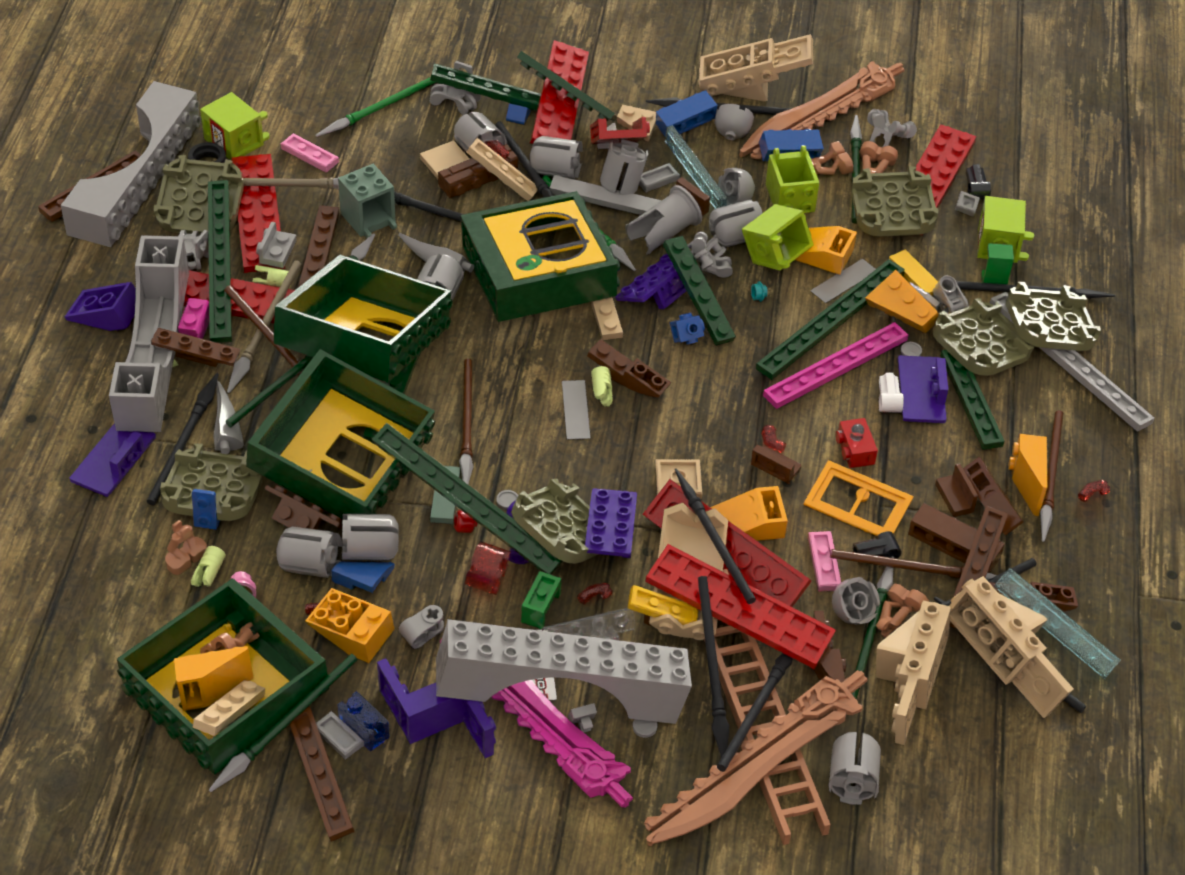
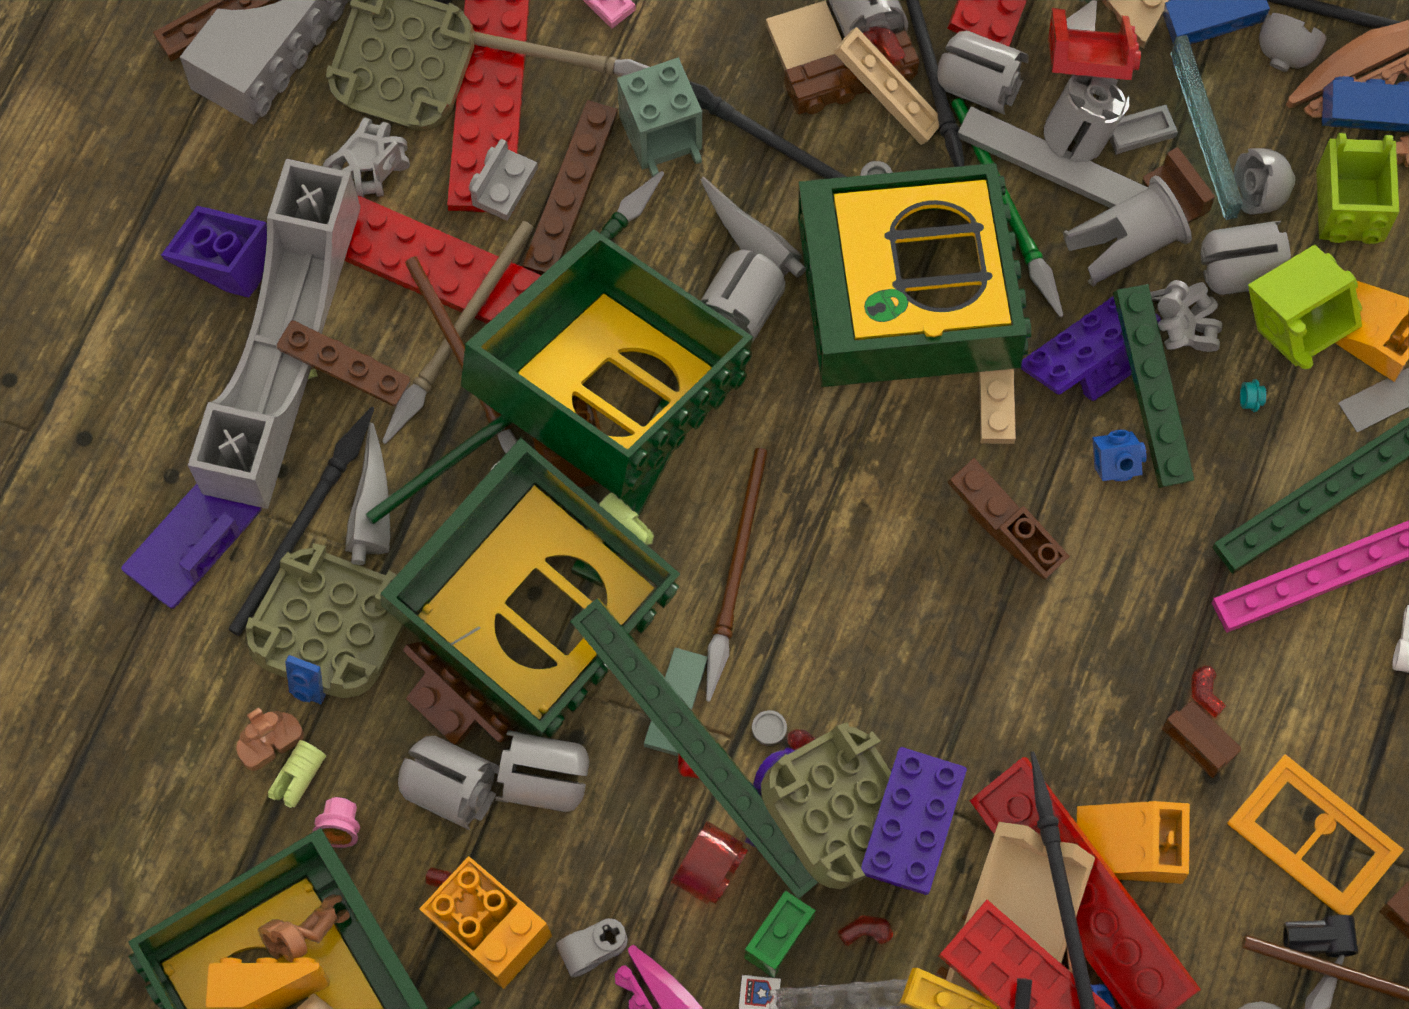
camera: 15 degrees right, 20 degrees up
(195, 318) = (353, 305): dark pink brick -> none
(219, 261) = (409, 197): dark green plate -> none
(274, 278) = (492, 236): yellowish green hinge -> none
(361, 574) = (523, 828): blue slope -> none
(576, 409) = (910, 573): light grey sticker -> none
(602, 385) = (960, 540): yellowish green hinge -> none
(688, 468) = (1046, 731): tan tile -> none
(825, 568) = (1234, 921): bright pink tile -> none
(856, 443) = (1339, 728): red piece -> none

